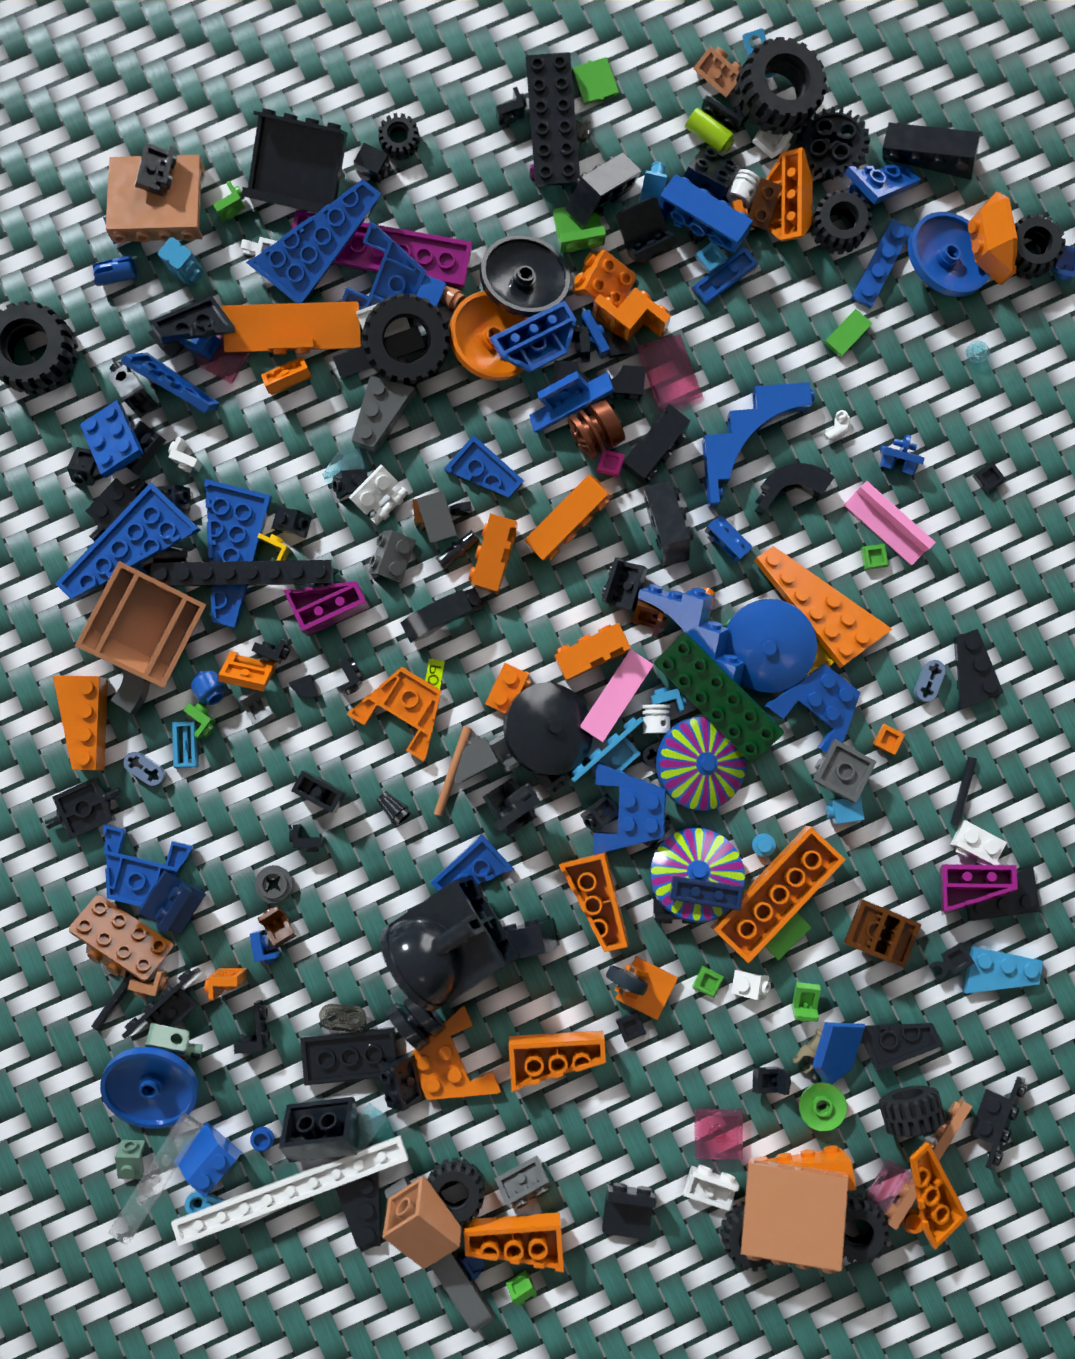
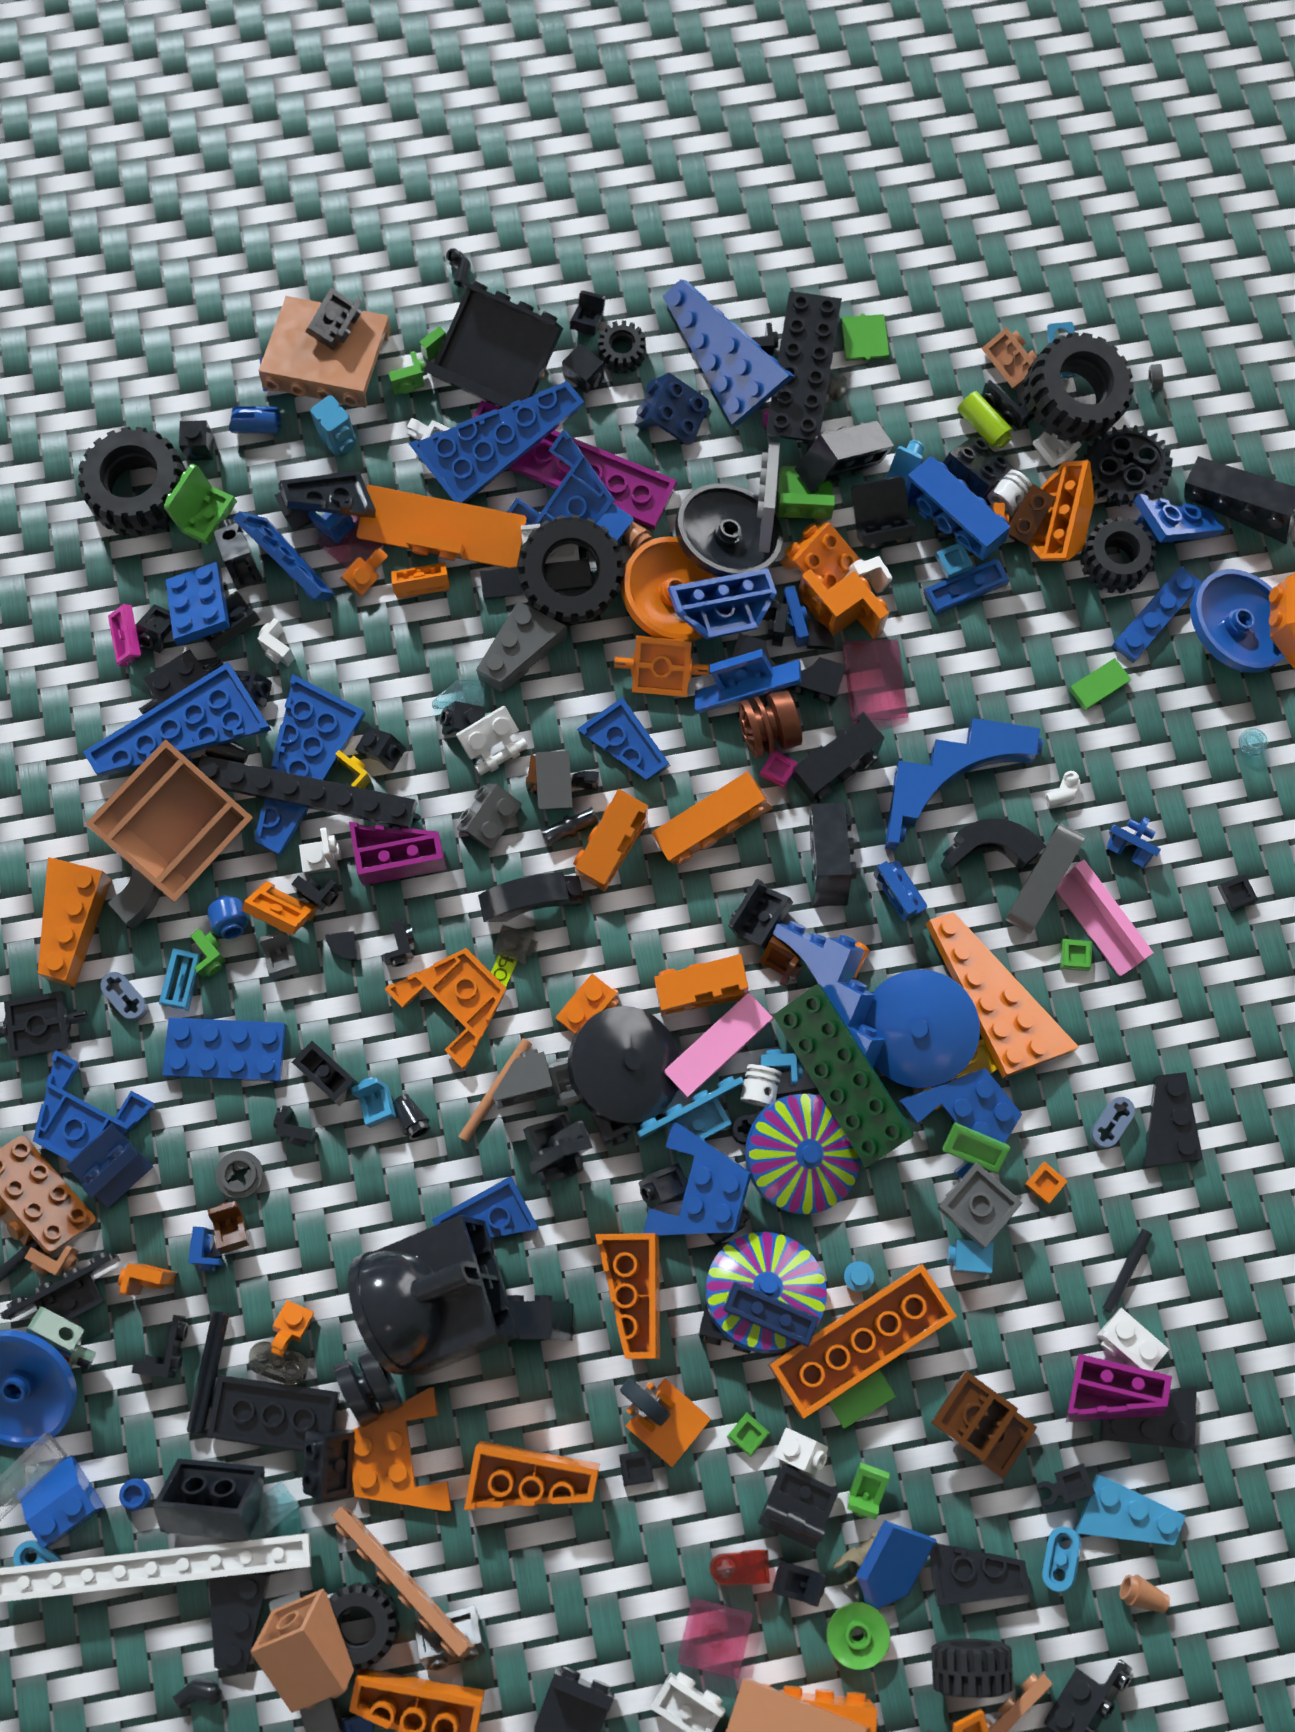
camera: 15 degrees right, 10 degrees down
(59, 478) = (124, 635): none -> dark pink tile
(70, 300) = (196, 440): none -> black brick
(88, 356) = (198, 506): none -> bright green bracket
(235, 791) = (224, 1049): none -> blue plate
(237, 381) = (361, 573): none -> orange plate
(242, 170) = (432, 343): none -> bright green tile
(246, 94) = (460, 265): none -> black arm
(267, 620) = (320, 855): none -> white bracket
(291, 1037) = (207, 1372): none -> black axle
(344, 986) = (289, 1325): none -> orange plate
(350, 1264) = (198, 1689): none -> black arm
(362, 803) = (374, 1101): none -> dark azure bracket
(364, 113) = (588, 313): none -> black bracket
(439, 654) = (515, 944): none -> clear smoke bracket
(453, 180) = (673, 408): none -> dark blue bracket
(471, 1149) = (410, 1592): none -> nougat plate
(489, 125) = (731, 360): none -> wing
(498, 401) = (661, 666): none -> orange plate
(549, 237) = (767, 494): none -> light grey wing
(647, 282) = (873, 571): none -> white bracket
(729, 1079) = (748, 1567): none -> clear red piece
(758, 1025) = (798, 1507): none -> black plate
(831, 727) = (976, 1147): none -> bright green tile
(840, 61) = (1155, 377): none -> dark grey tile
(840, 500) = (1045, 877): none -> dark grey beam
(959, 1014) = (1060, 1558): none -> dark azure plate
(1023, 1025) = (1142, 1594): none -> nougat cone

